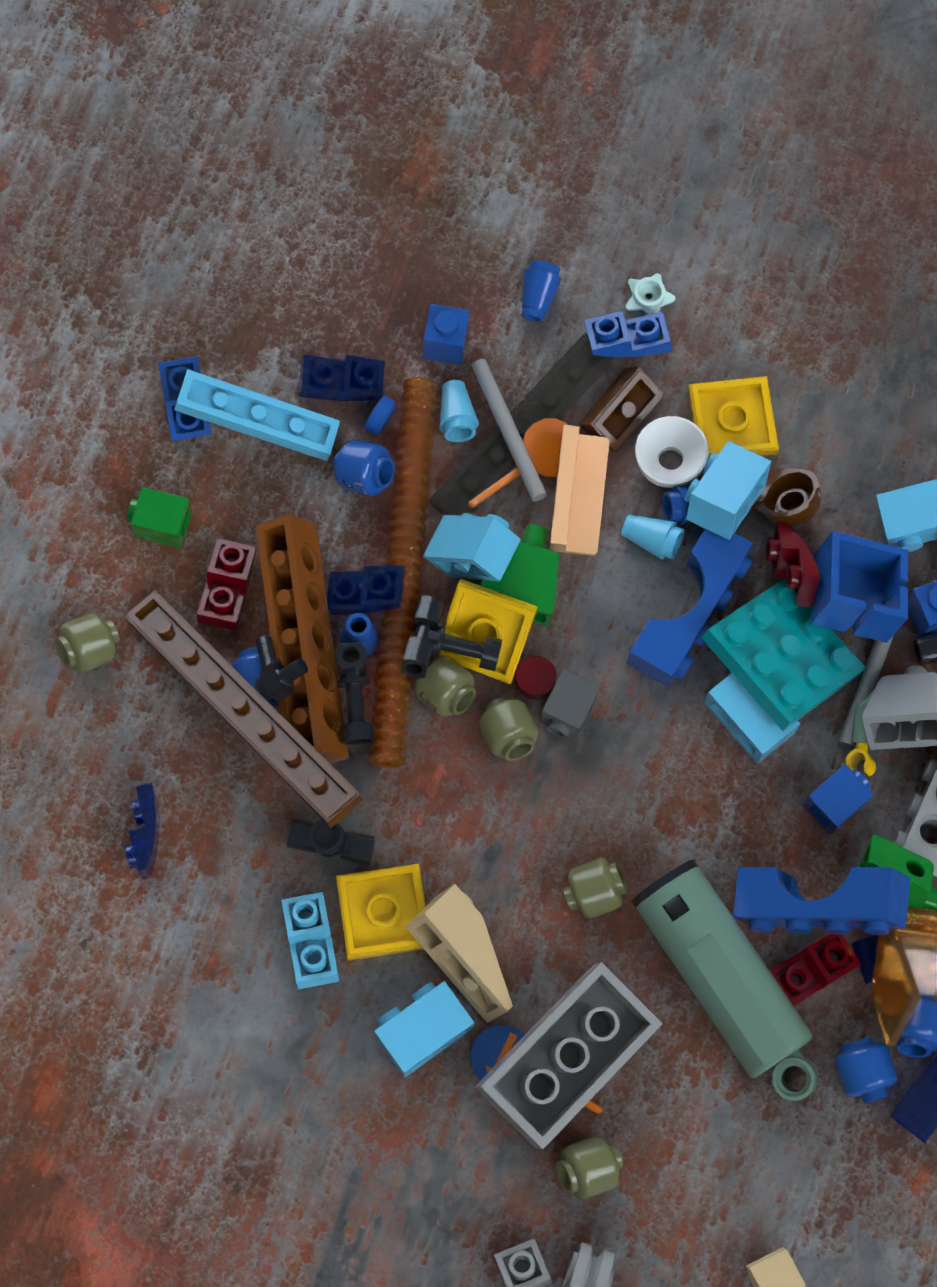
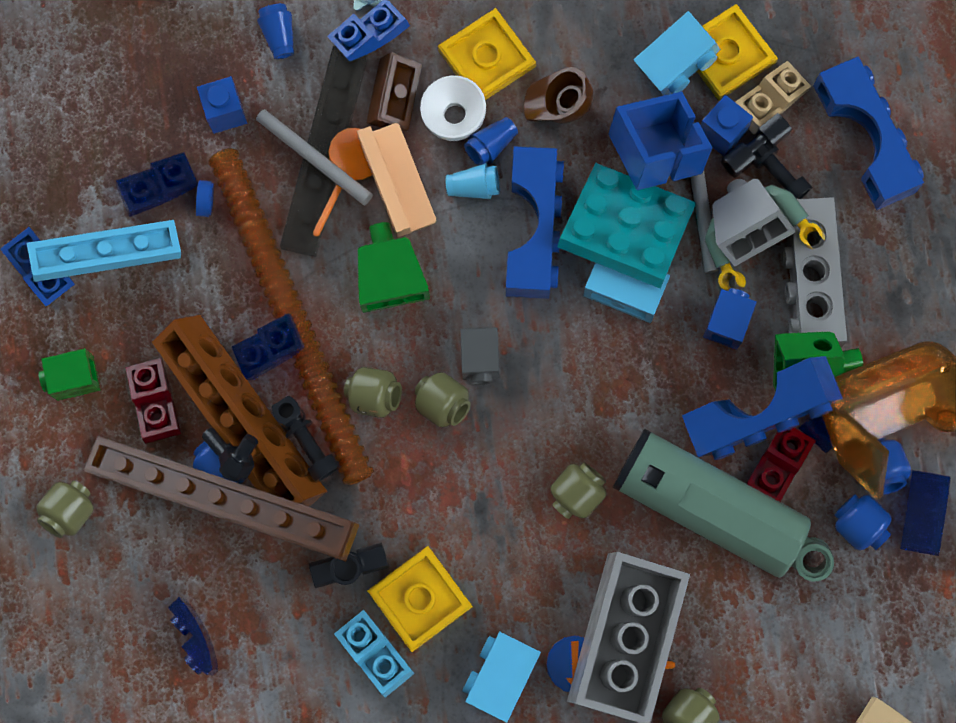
camera: 20 degrees left, 5 degrees up
(364, 467) = (213, 248): blue head -> none
(368, 637) = (291, 388): blue cone -> none
(431, 639) = (342, 360): black bar -> none
(457, 413) = (265, 164): medium azure cone -> none
(461, 946) = (495, 594): tan slope -> none
(472, 546) = (336, 268): medium azure brick -> none
(484, 613) = (382, 330): yellow tile -> none
(535, 677) = (441, 346): dark red tile -> none
(727, 489) = (514, 116): medium azure brick -> none
(794, 563) = (597, 146): dark red slope -> none

